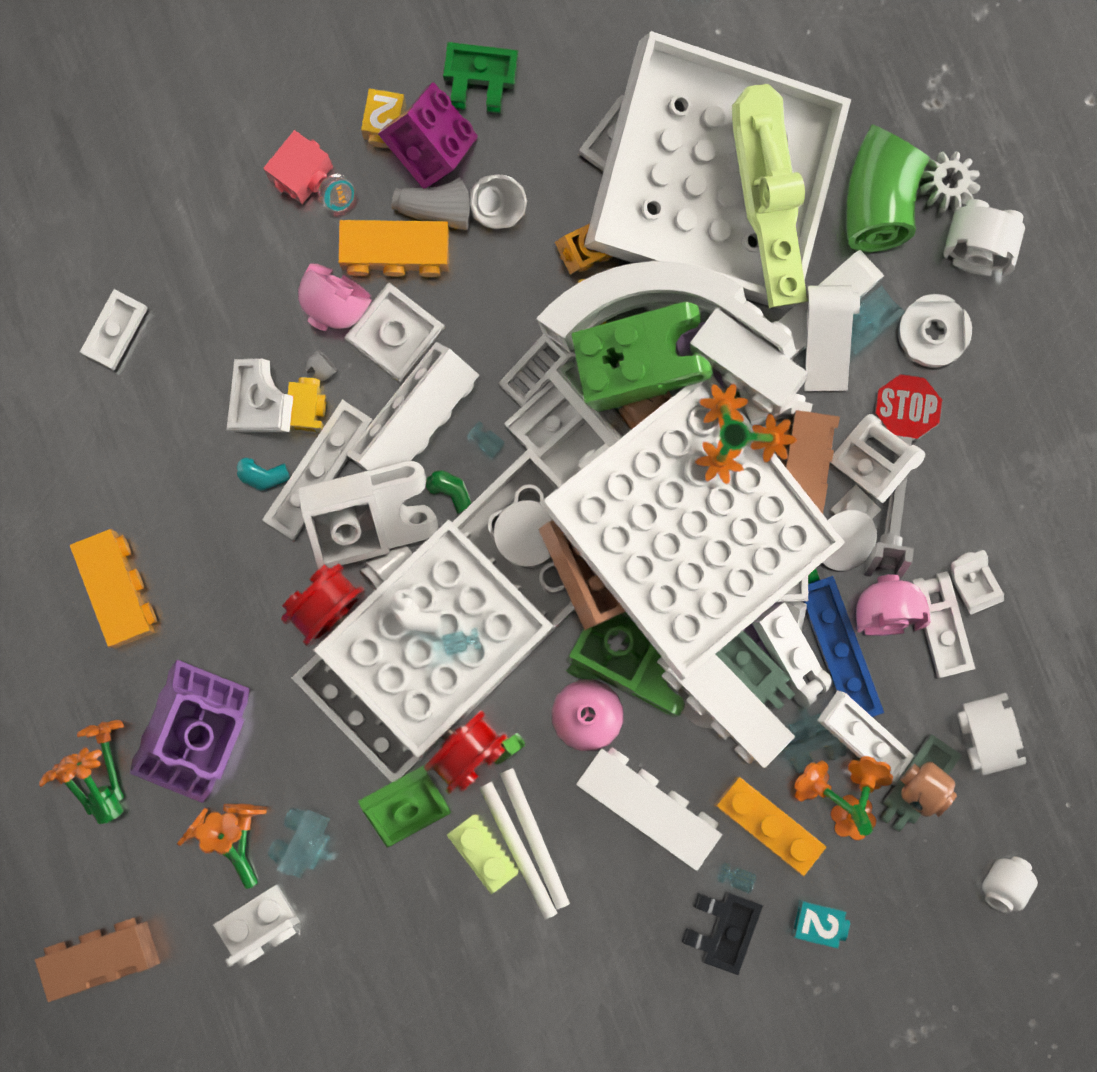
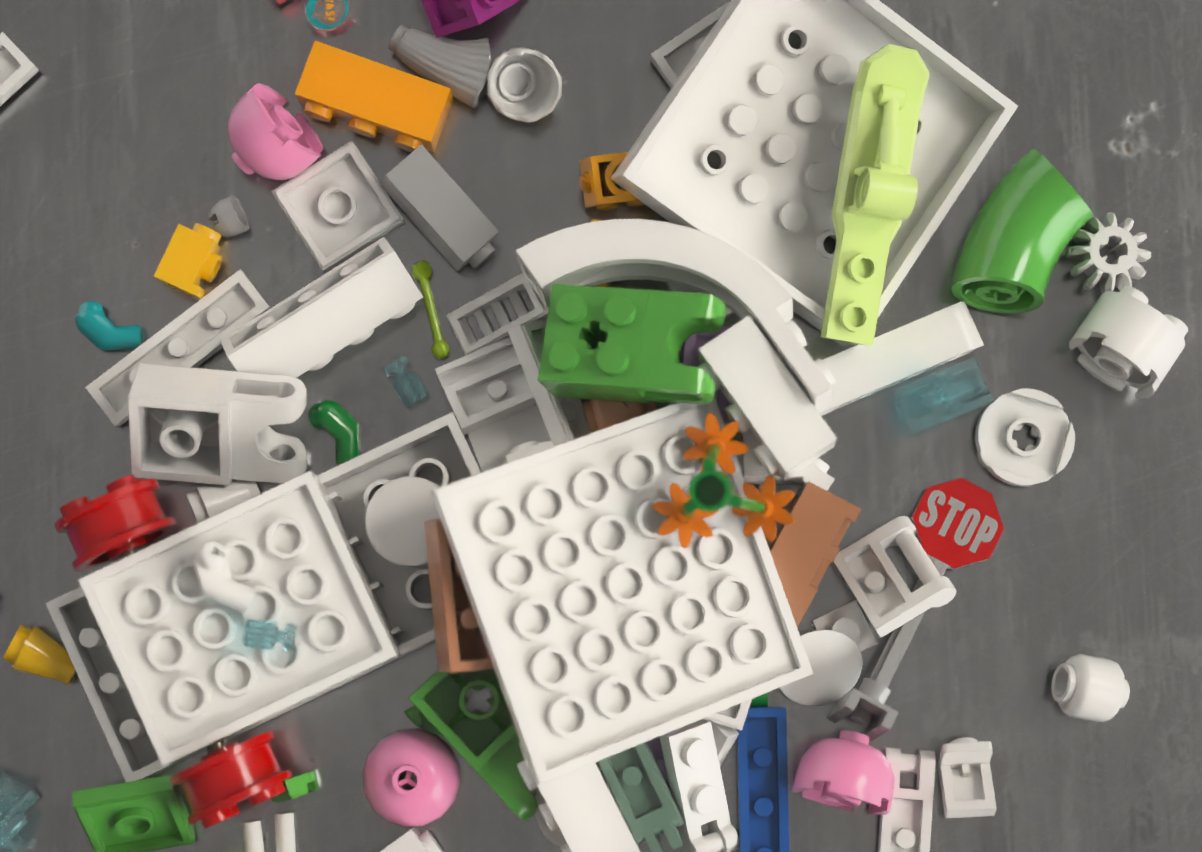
camera: 15 degrees right, 0 degrees up
(256, 401) = (131, 232): white tile -> none
(297, 719) = (39, 655): none -> yellow cone
(469, 309) = (441, 209): none -> light grey brick
(470, 358) = (422, 271): none -> lime hinge
(829, 336) = (886, 399): white door -> none
(1040, 489) = (1090, 688): none -> white head

